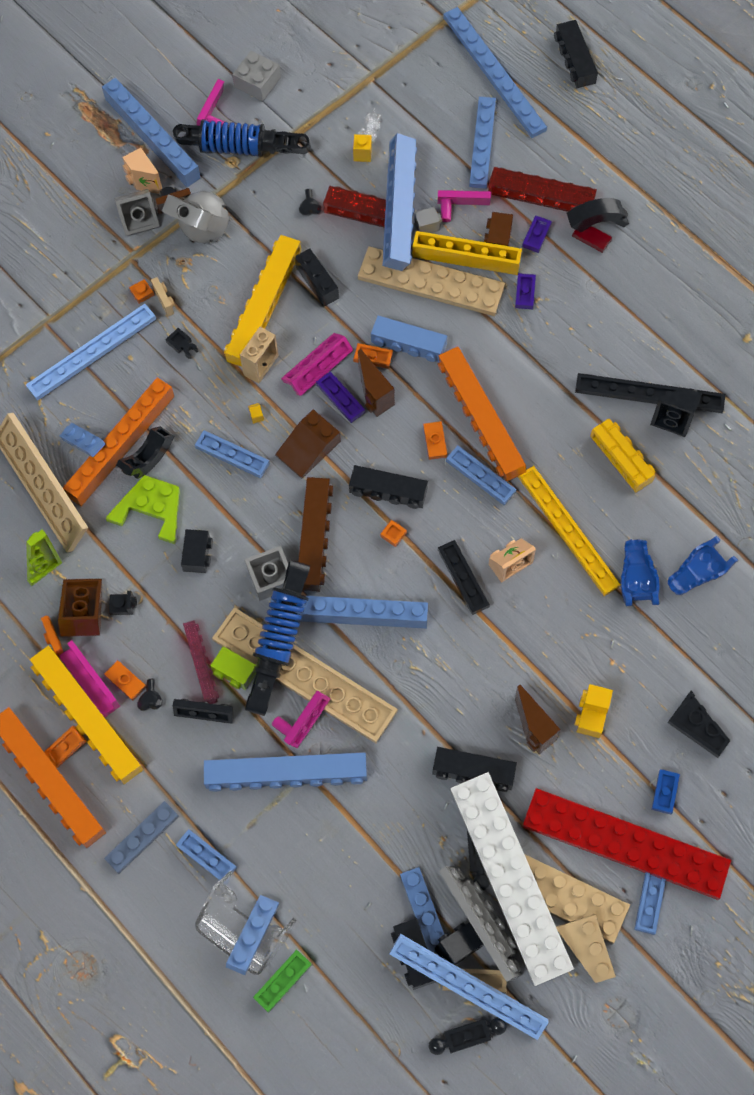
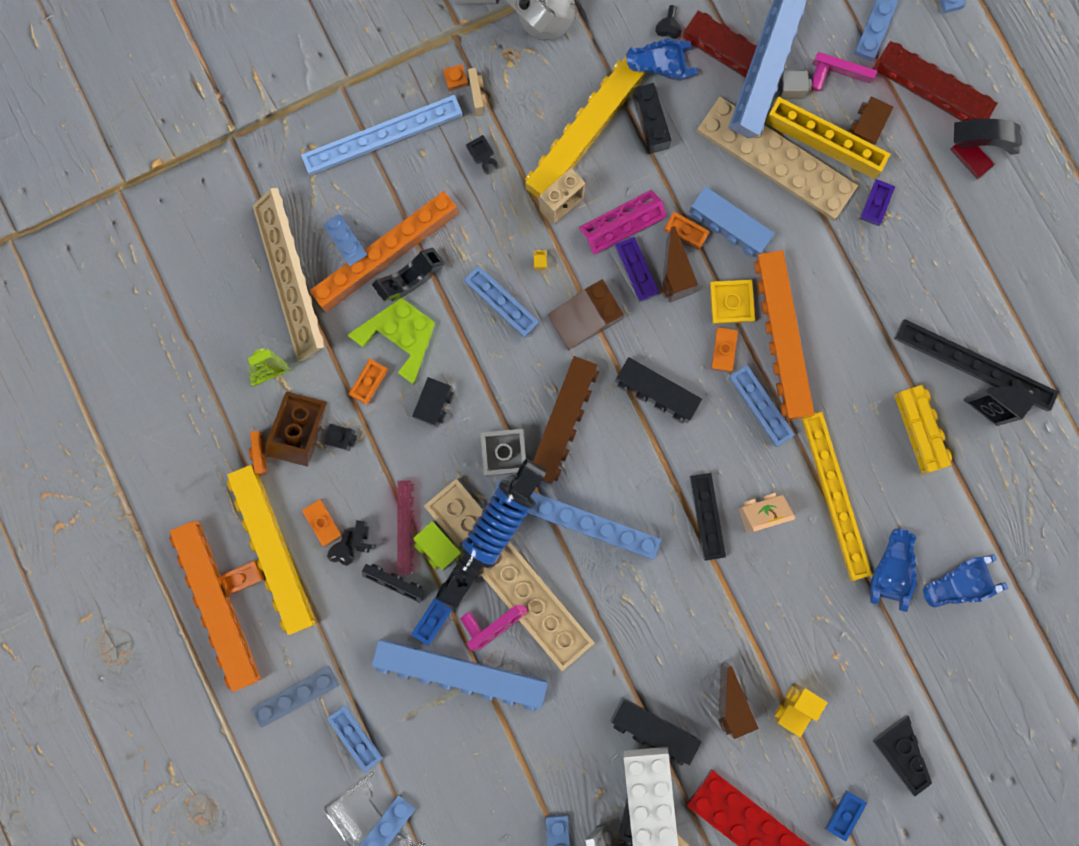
camera: 15 degrees right, 15 degrees up
(89, 680) = (284, 512): dark pink fence -> none
(134, 551) = (368, 381): none -> orange plate
(163, 677) = (362, 532): none -> black bracket
(247, 734) = (431, 621): none -> blue plate
(312, 229) = (662, 58): none -> blue animal
(393, 533) = (648, 444): orange plate -> none
(429, 400) = (732, 302): none -> yellow plate
(536, 234) = (912, 136): dark purple plate -> none

